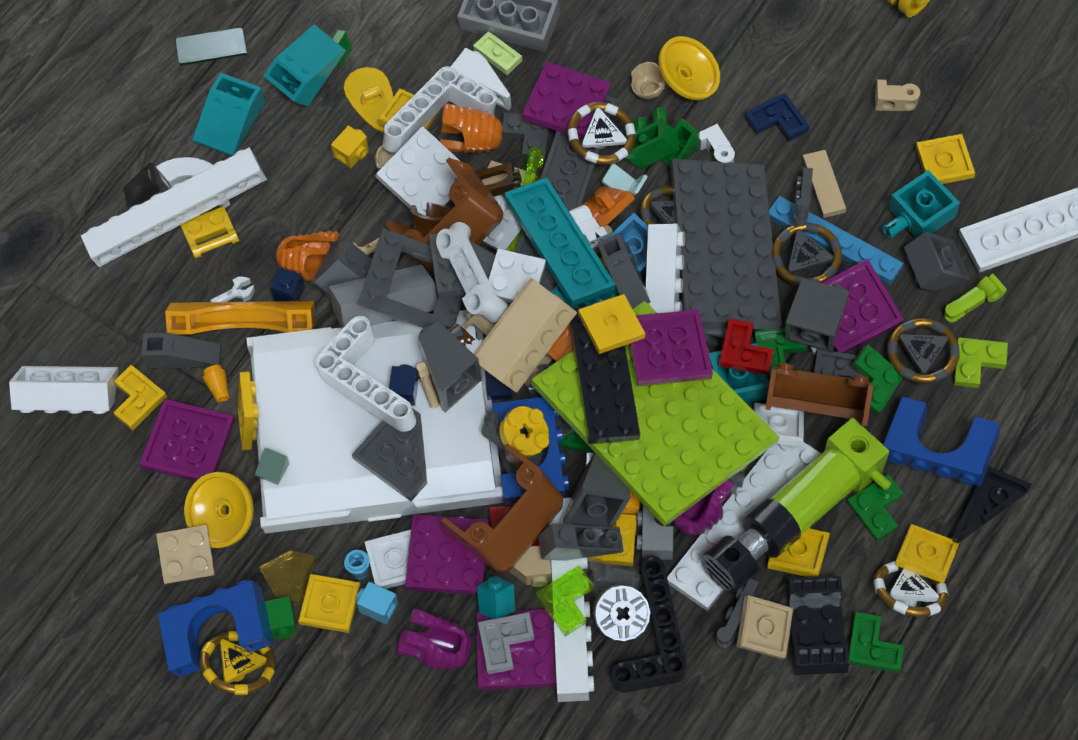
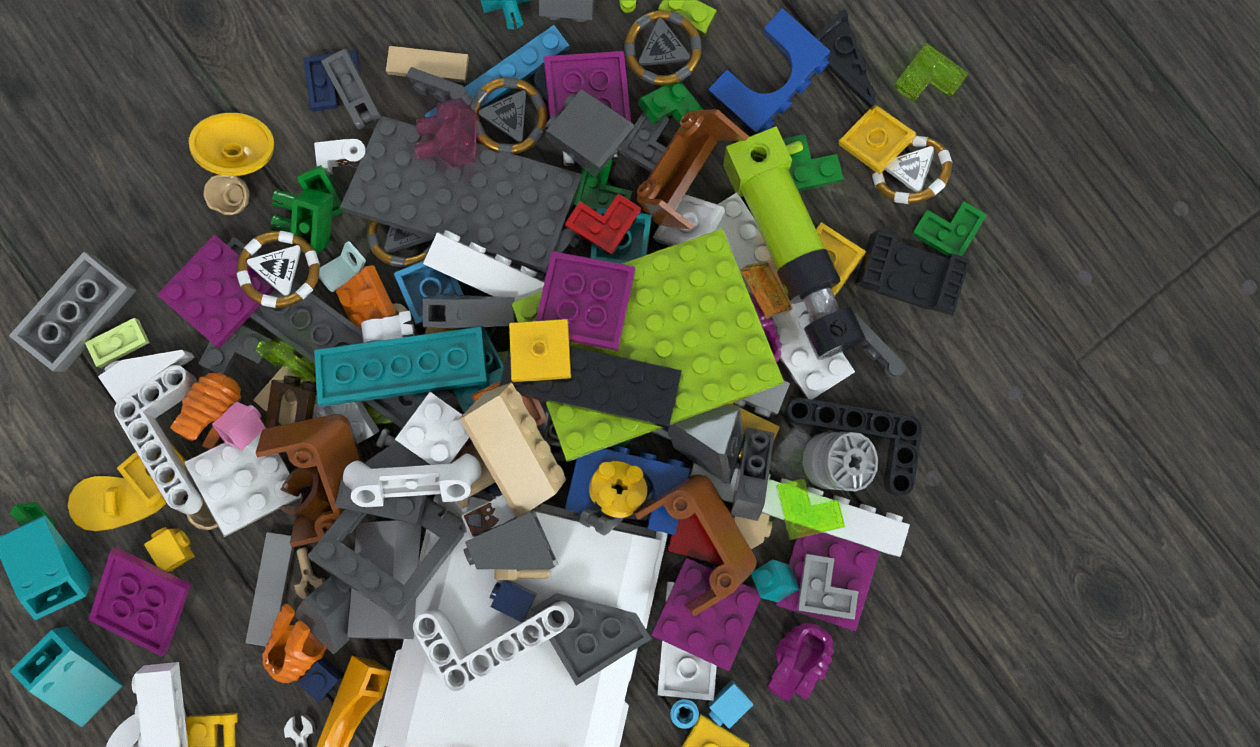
camera: 75 degrees left, 20 degrees up
(302, 139) = (139, 601): none -> magenta plate
(350, 226) = (270, 587): none -> light grey tile
(467, 151) = (239, 425): none -> bright pink brick
(743, 495) = (766, 289): none -> clear yellow tile
(764, 627) = (900, 325): tan plate -> none
(768, 213) = (454, 133): none -> clear pink brick
(774, 134) = (351, 87): none -> dark grey plate
(1015, 576) = (930, 67): none -> clear neon green plate

